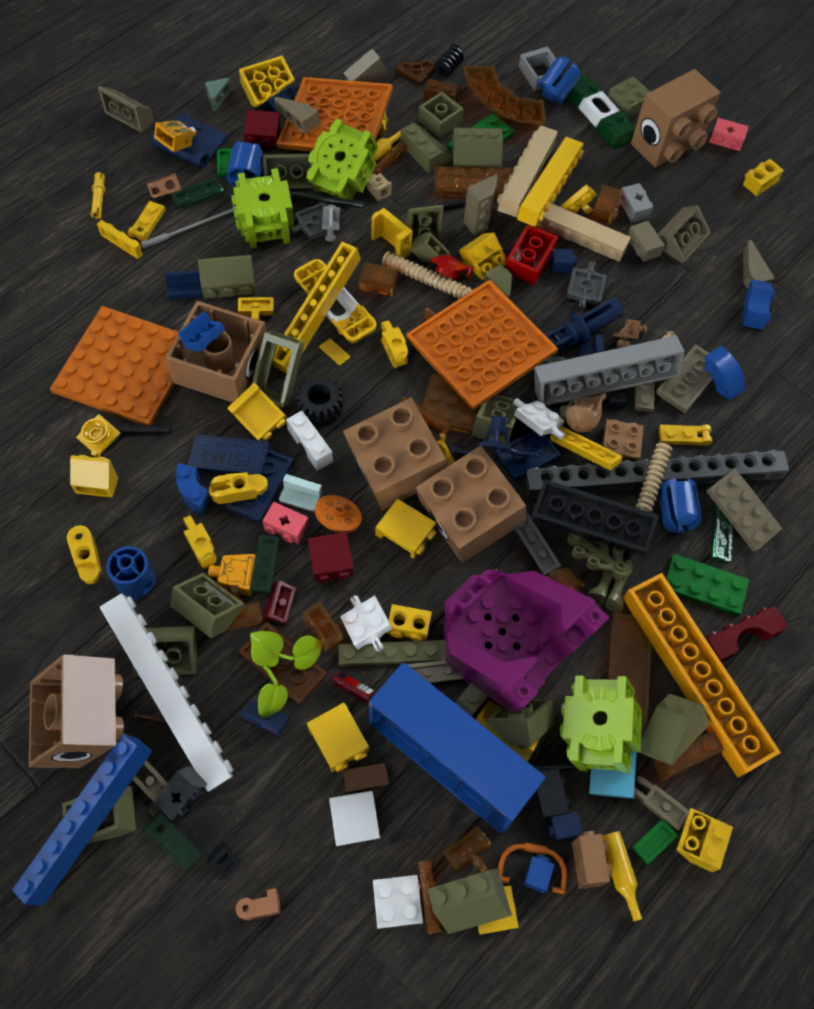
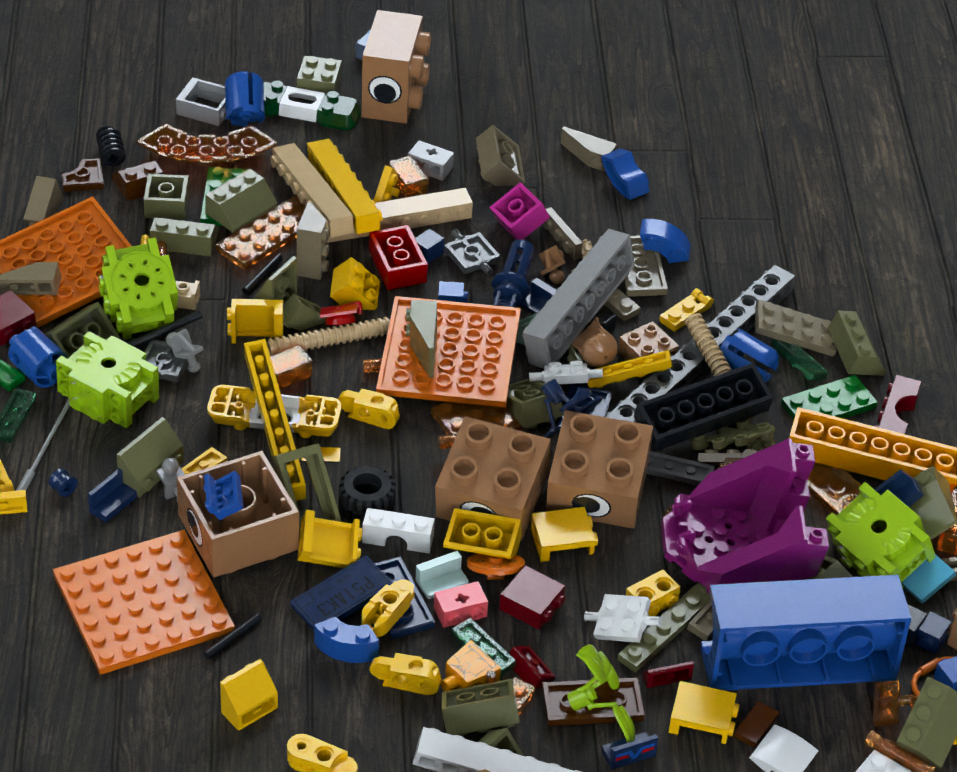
camera: 45 degrees left, 20 degrees down
(97, 435) = (199, 669): yellow hat -> none
(131, 572) = (388, 731): blue cylinder -> none
(170, 255) = (63, 482): none -> dark blue wheel
(225, 298) = (168, 475): none -> light grey piece
(323, 626) = (601, 640): clear orange brick -> none
(348, 489) = (483, 533): none -> yellow slope
(467, 319) = (423, 332): none -> olive slope
(501, 278) = (393, 289): olive slope -> none
(535, 306) = (452, 292): none -> brick
(577, 569) = (712, 457): none -> dark tan hinge
(645, 241) = (479, 183): dark tan brick -> none
(646, 280) = (519, 212): none -> dark pink brick
(656, 701) = (903, 487): none -> dark blue panel
(661, 315) = (563, 234): none -> dark tan plate
(728, 134) = (443, 55): coral brick -> none
(763, 177) = (508, 73): yellow brick -> none
(774, 559) = (855, 344): none -> olive slope

